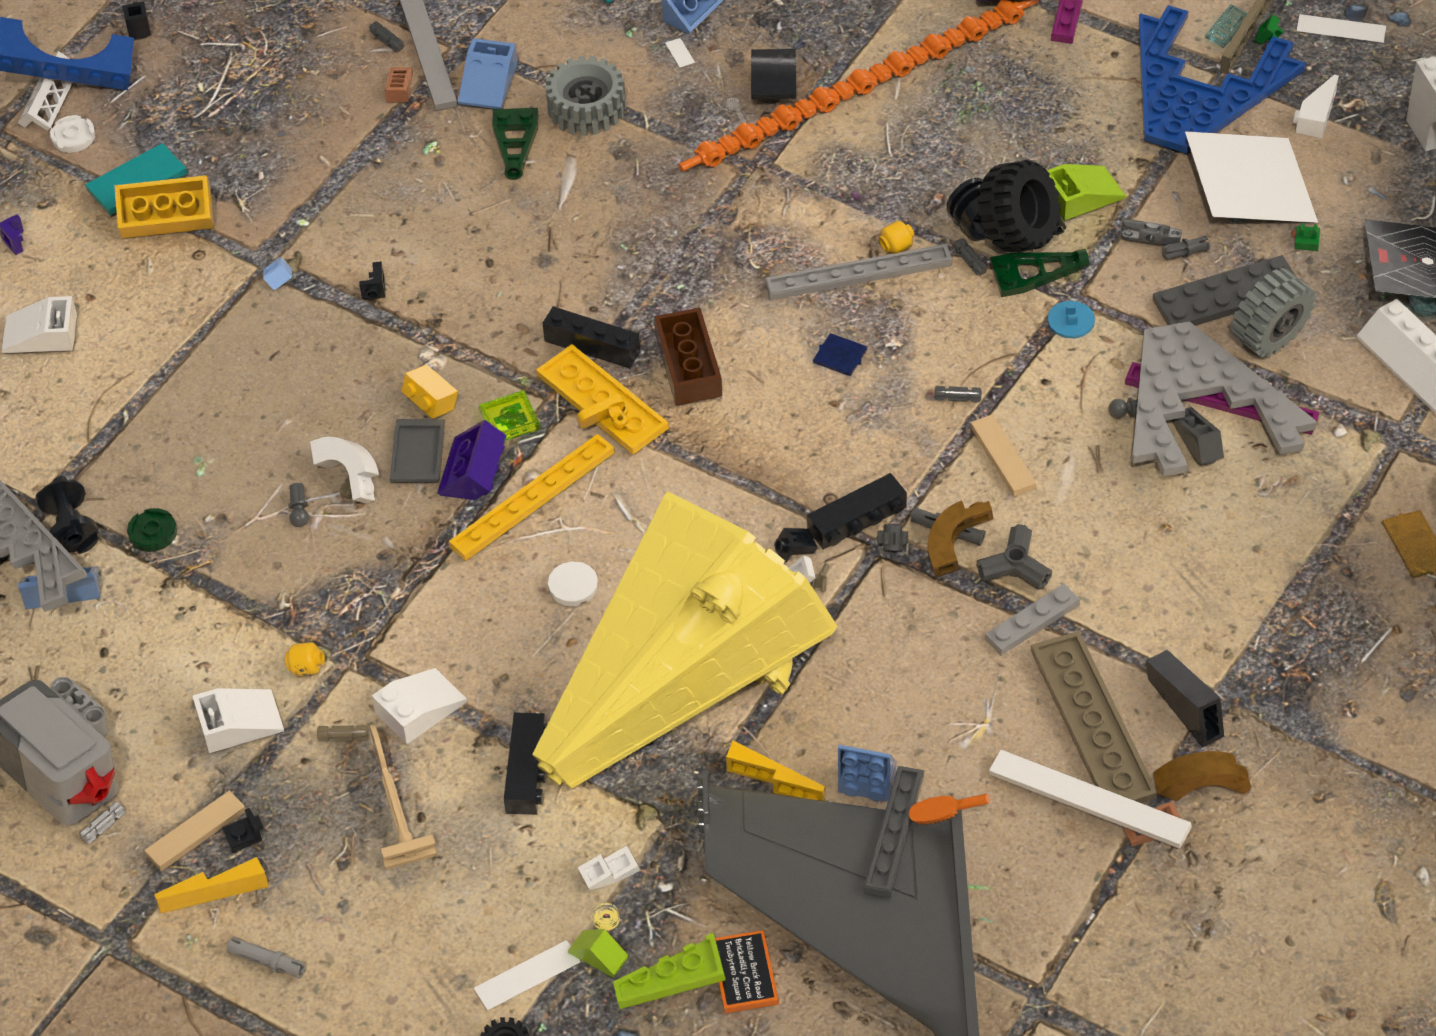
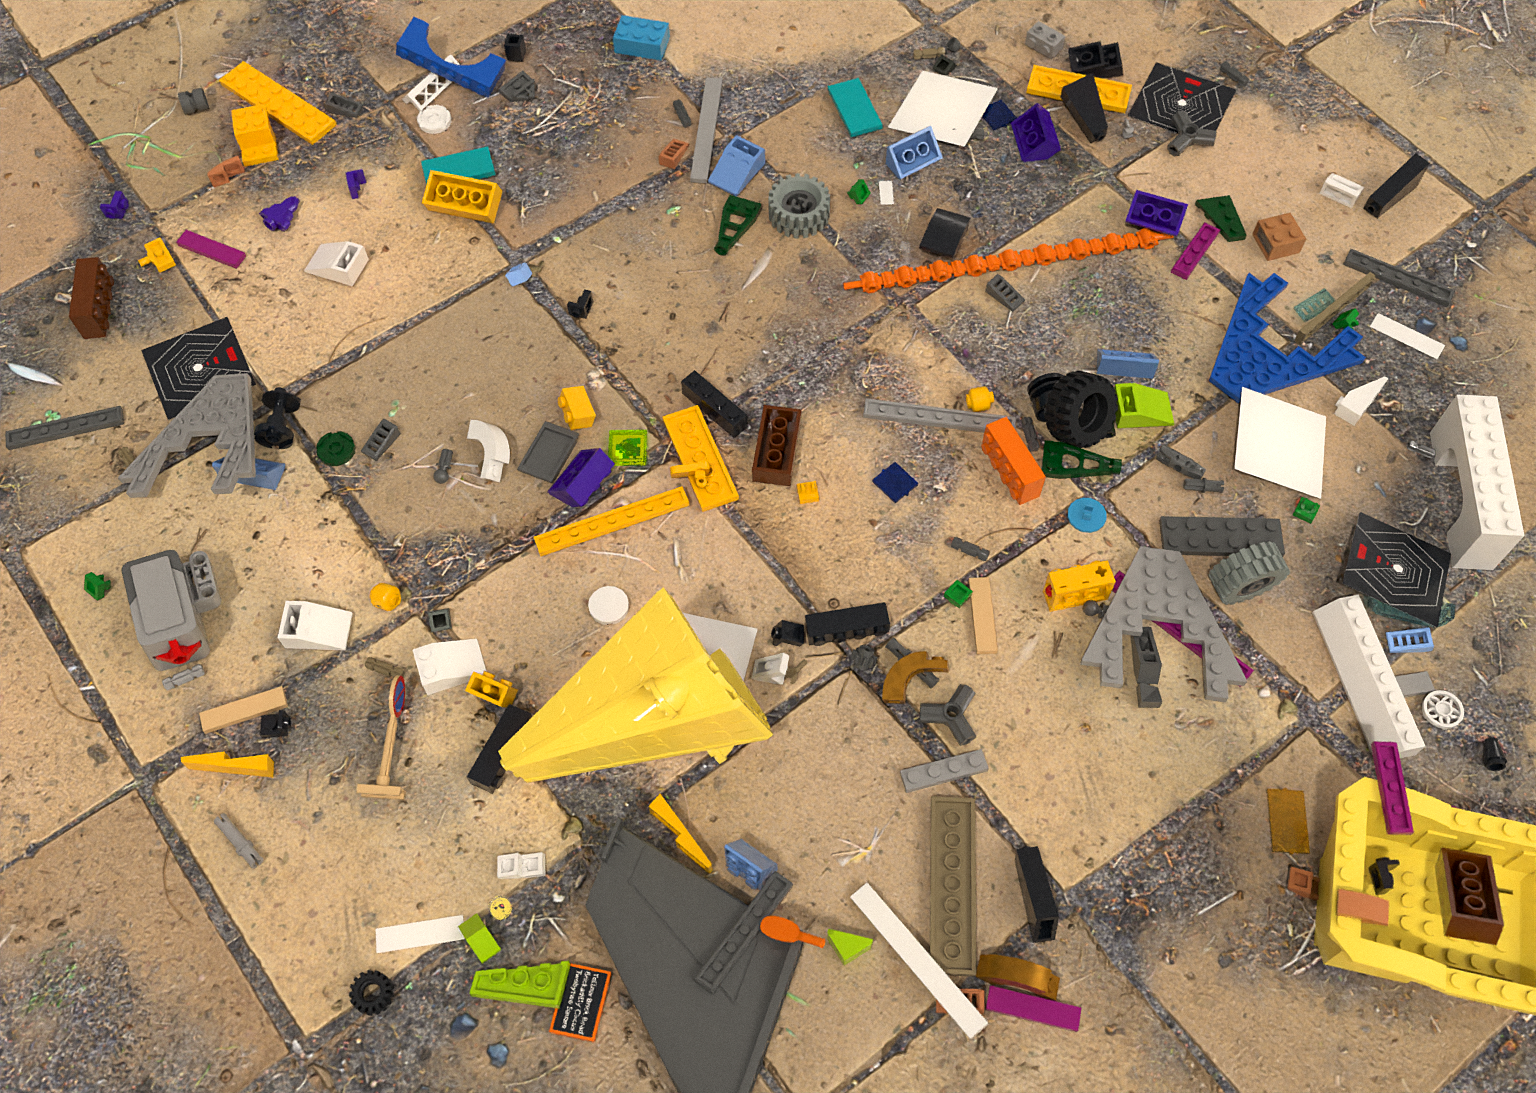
camera: 20 degrees right, 10 degrees up
(164, 67) = (519, 88): none -> dark grey slope
(208, 487) = (380, 430): none -> dark grey slope
(381, 663) = (440, 619): none -> pearl dark grey slope
(485, 707) = (491, 690): none -> yellow brick
(648, 60) = (859, 192): none -> green tile
(745, 395) = (807, 492): none -> yellow tile
(861, 110) = (997, 284): none -> dark grey slope
(965, 286) = (1012, 461): none -> orange brick
(966, 441) = (958, 594): none -> green tile
(1008, 814) = (848, 945): none -> lime slope
(1048, 149) = (1126, 363): none -> medium blue slope
(1093, 387) = (1078, 584): none -> yellow piece
(1219, 474) = (1148, 696): none -> dark grey slope
(1232, 804) = (1033, 1008): none -> magenta tile
(1404, 139) = (1421, 449): none -> dark grey axle

